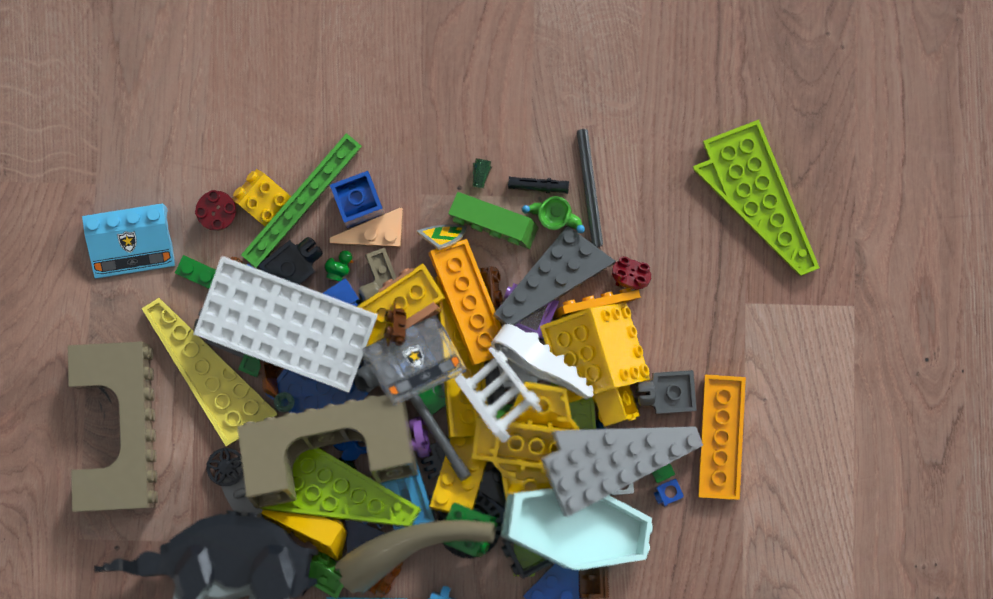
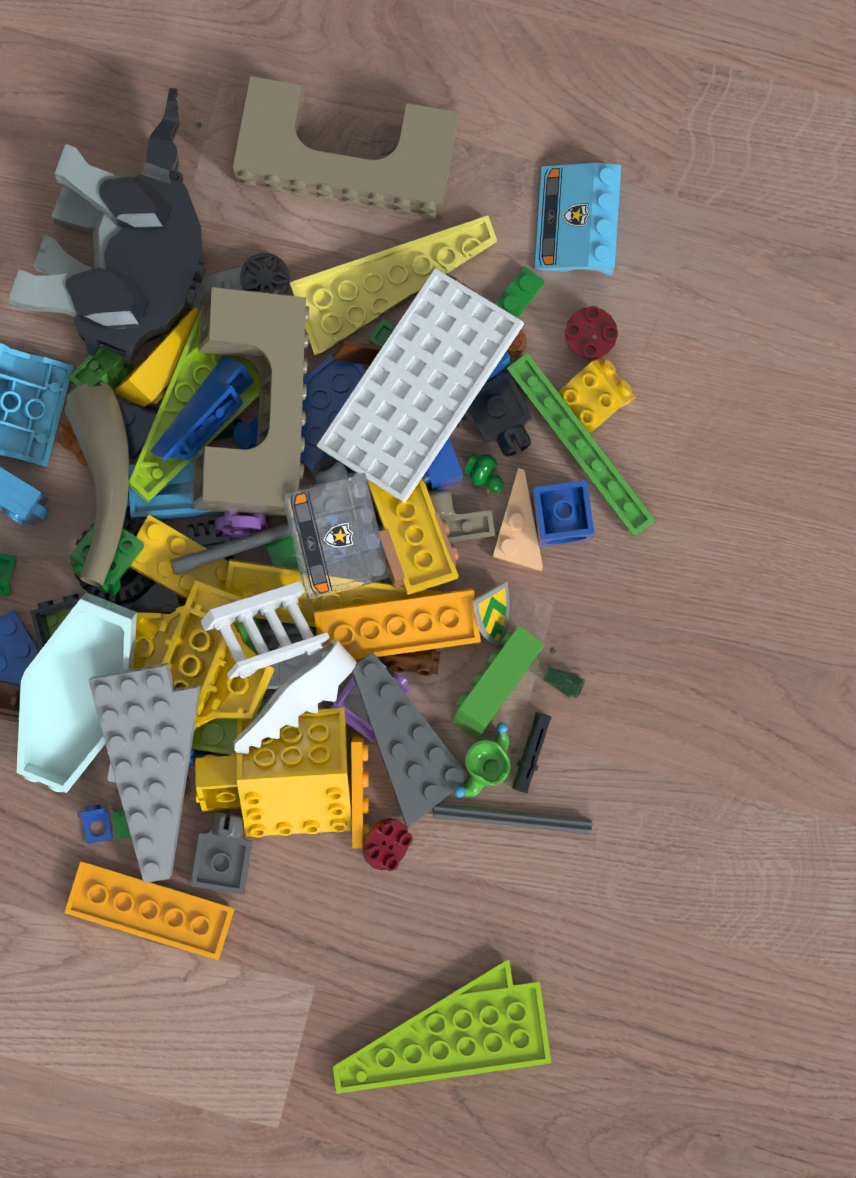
camera: 110 degrees right, 0 degrees up
(278, 402) = (324, 357): cone -> none
(341, 482) = (205, 411): none -> blue wedge
(395, 318) = (393, 522): reddish brown hinge -> none

